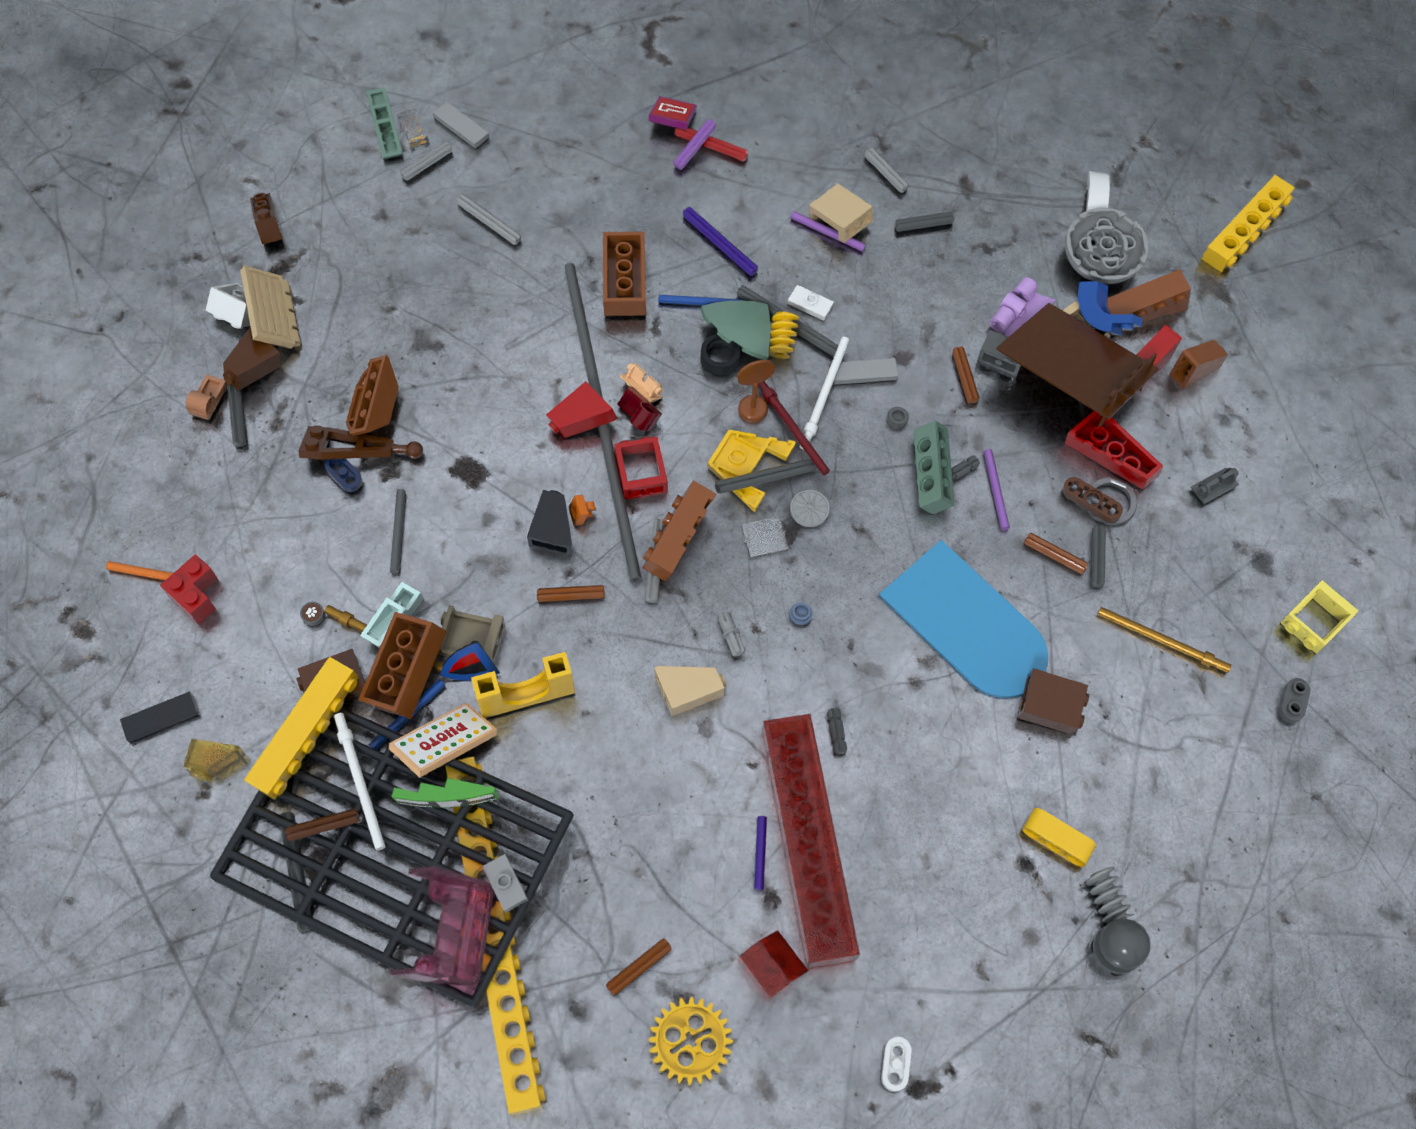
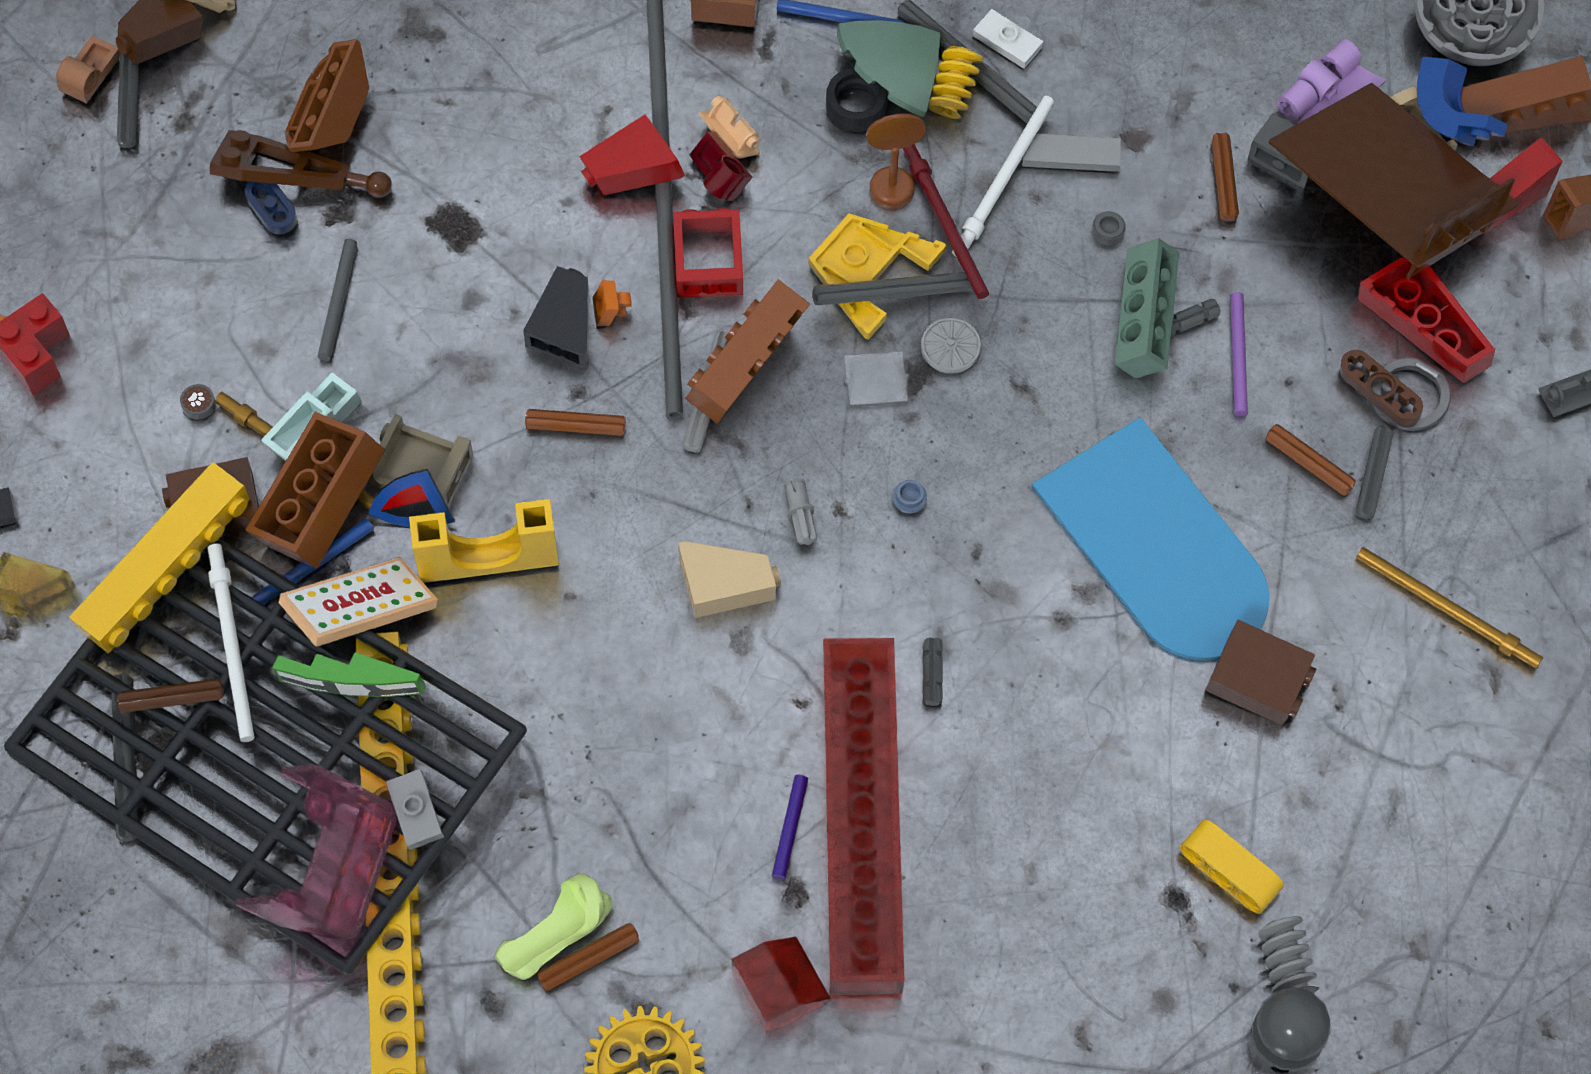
camera: 10 degrees right, 0 degrees up
(625, 939) = (576, 914): none -> yellowish green hair

